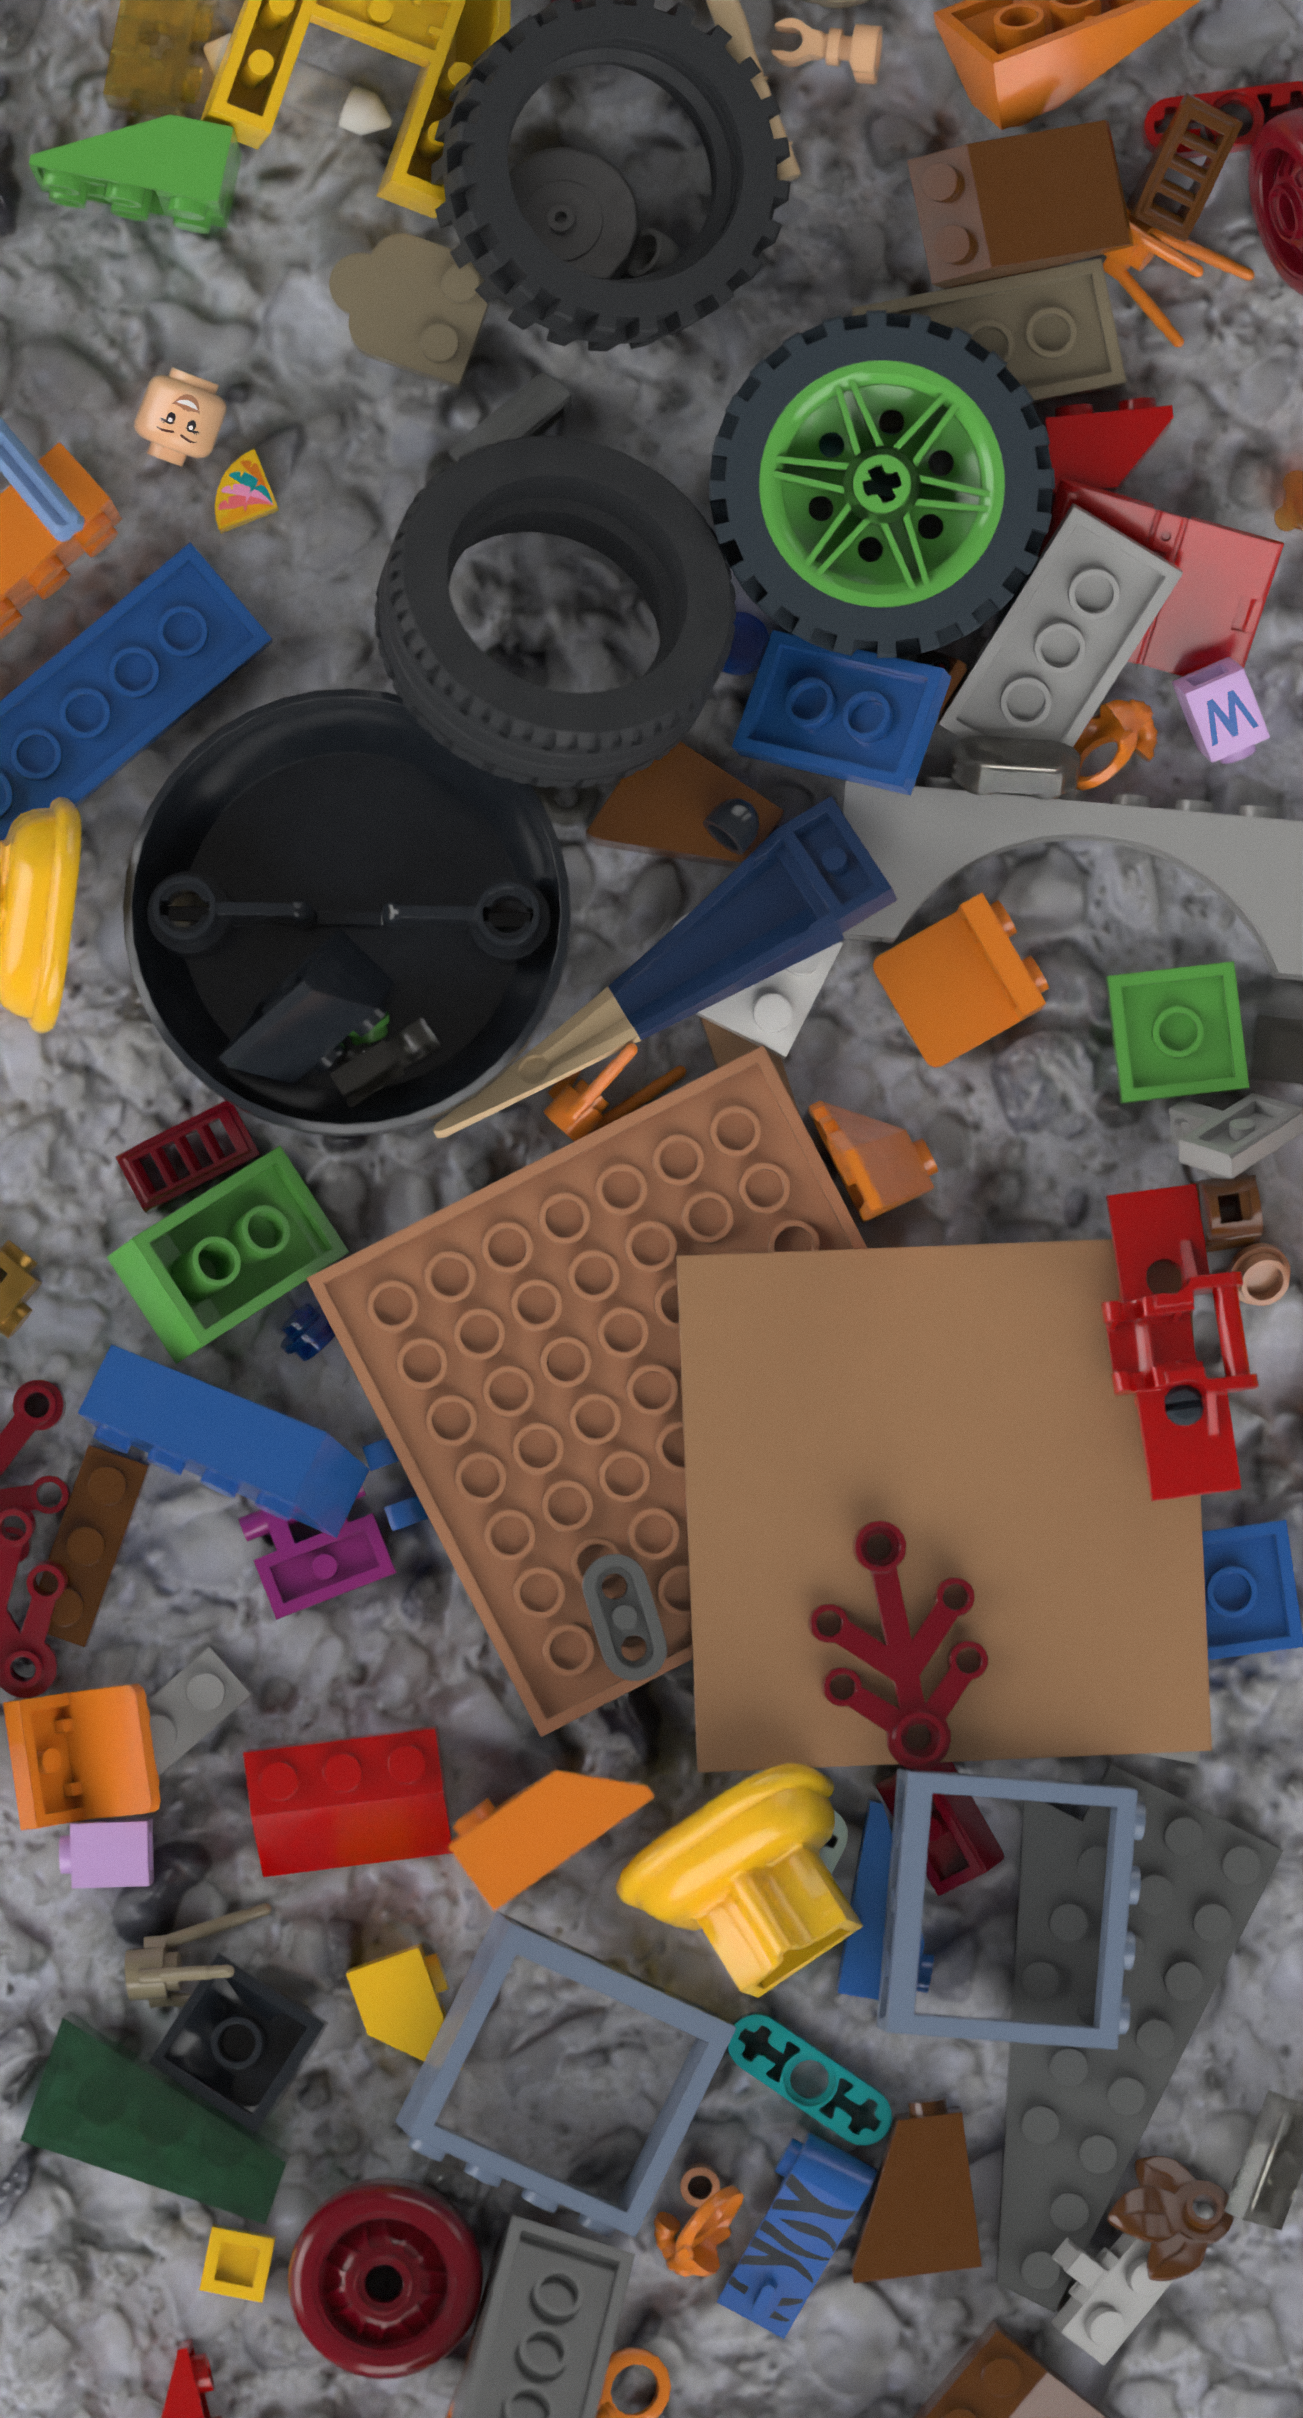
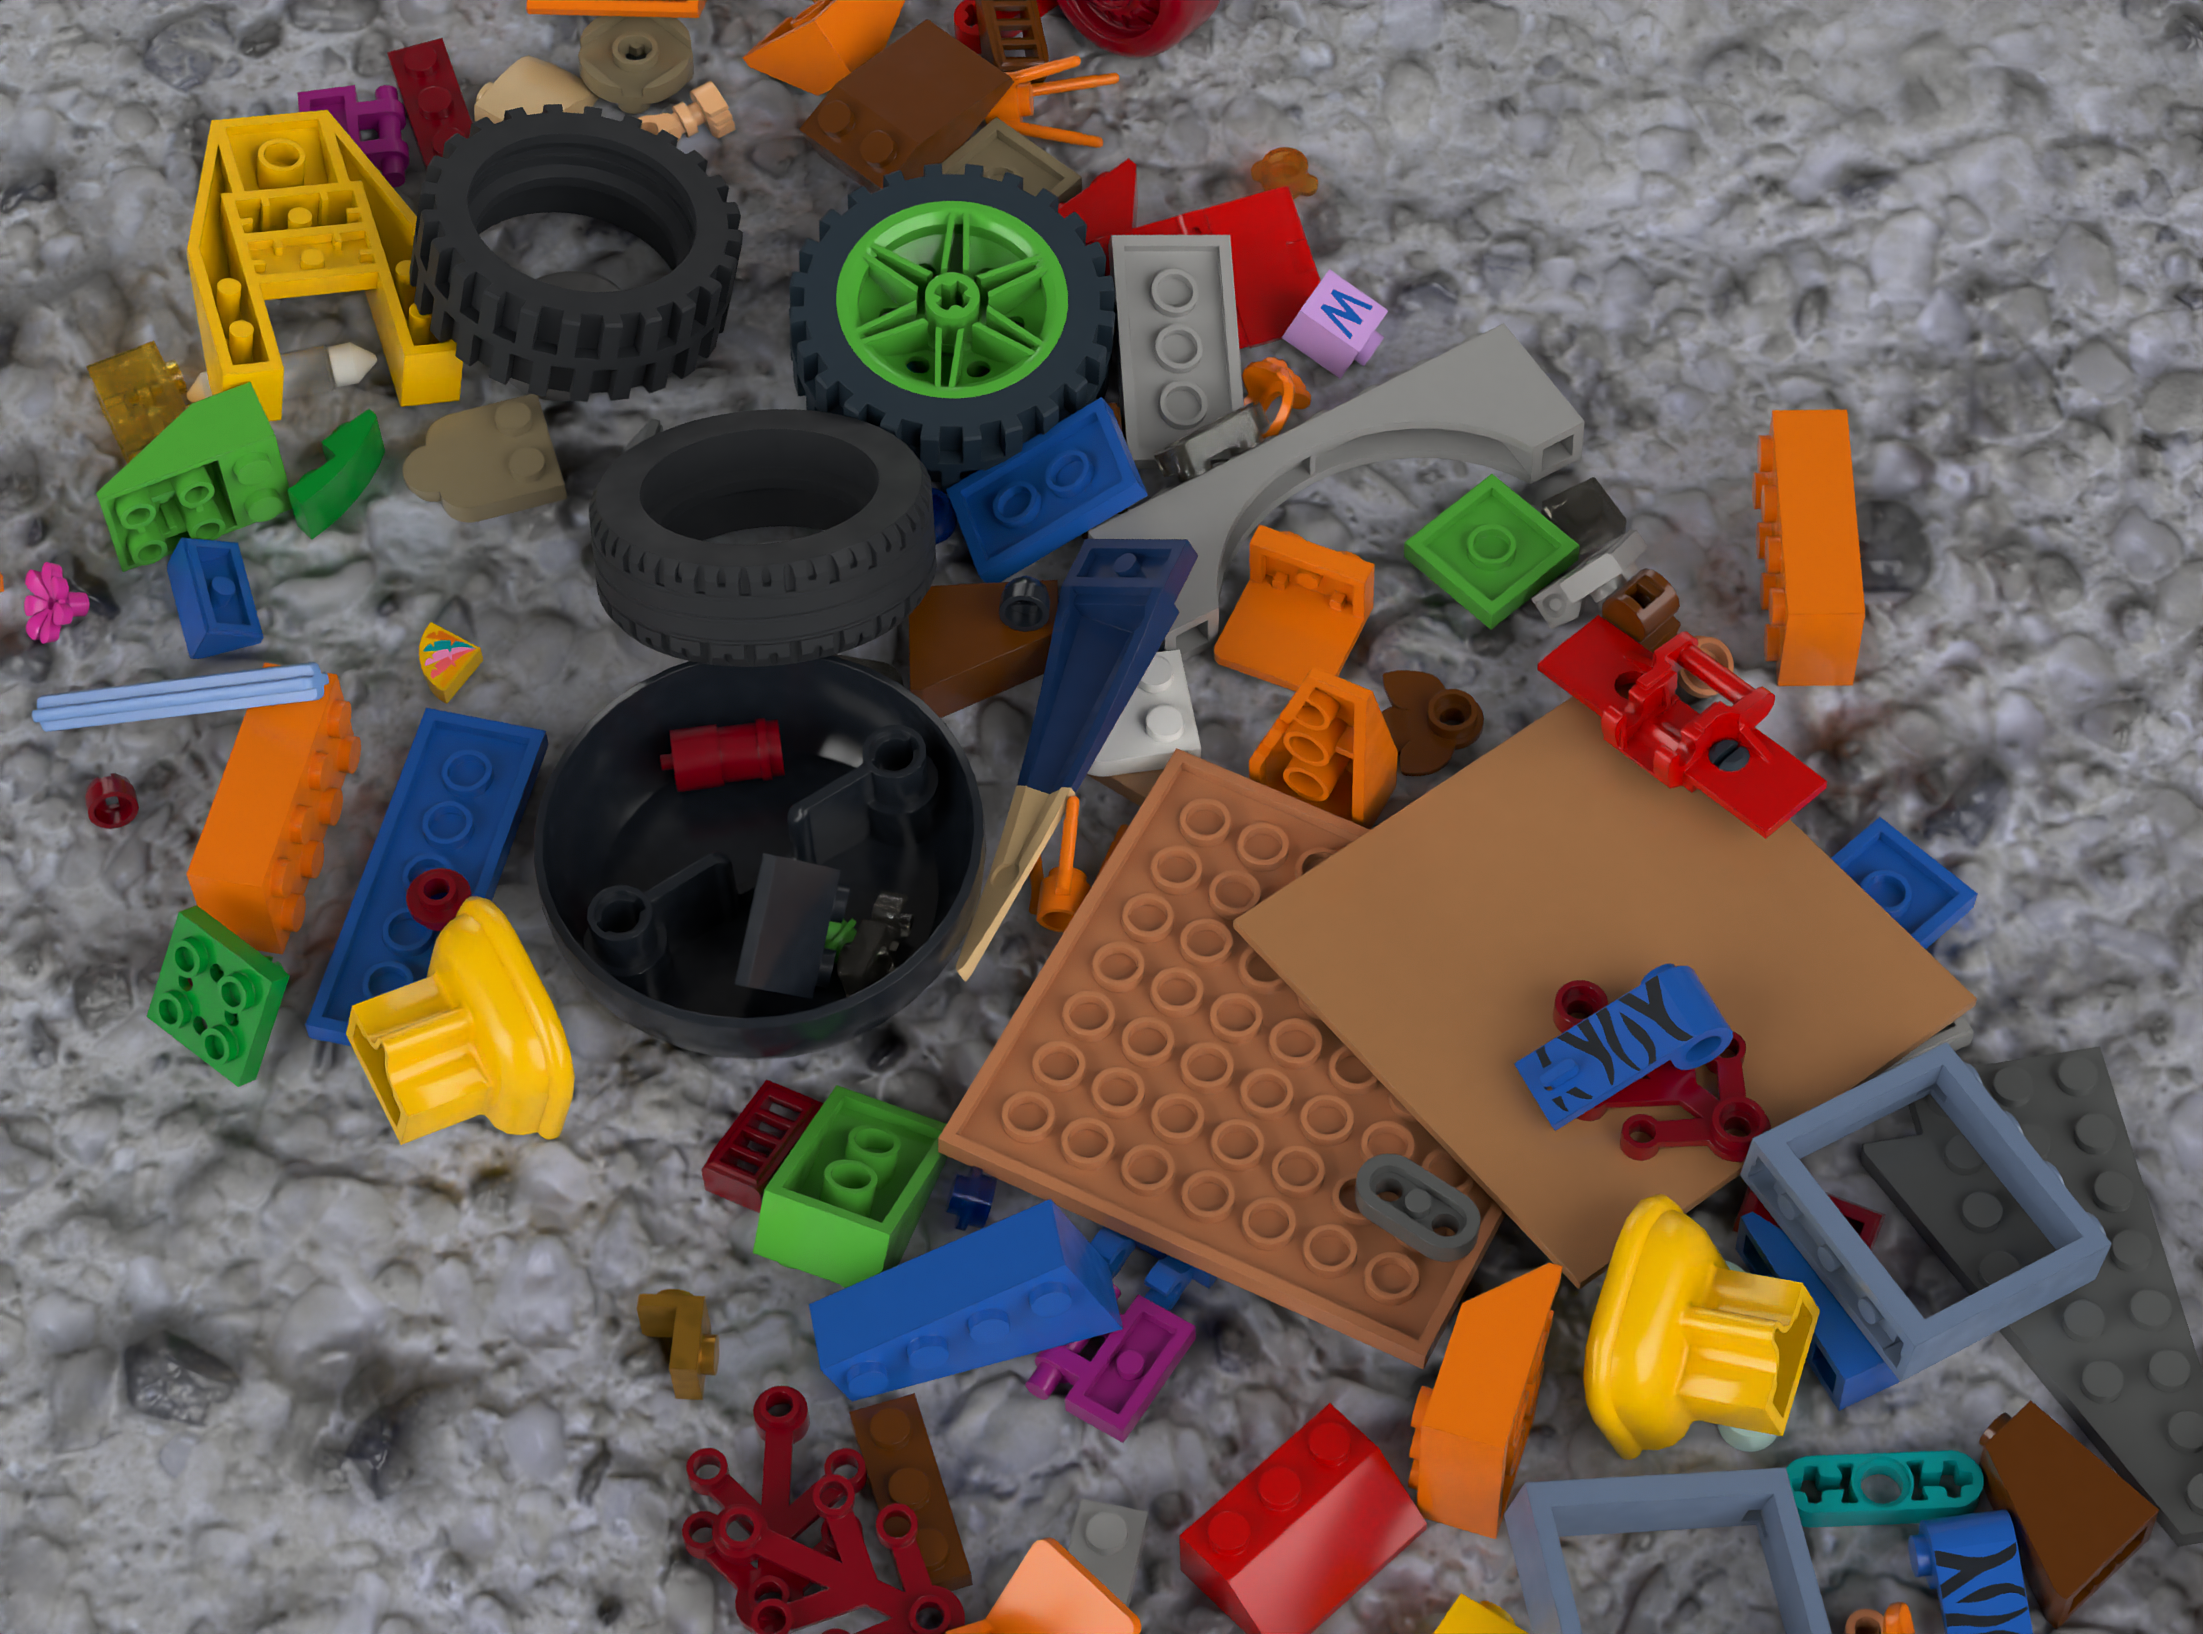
camera: 35 degrees left, 30 degrees down
(77, 772) = (437, 913): none -> dark red plate
(97, 281) = (213, 597): none -> blue slope
(180, 416) = (352, 630): light nougat head -> none
(297, 225) = (351, 461): none -> green slope
(390, 778) = (724, 754): none -> dark red piece
(881, 1612) = (1624, 1041): none -> blue door
(984, 1146) = (1418, 719): none -> reddish brown plate

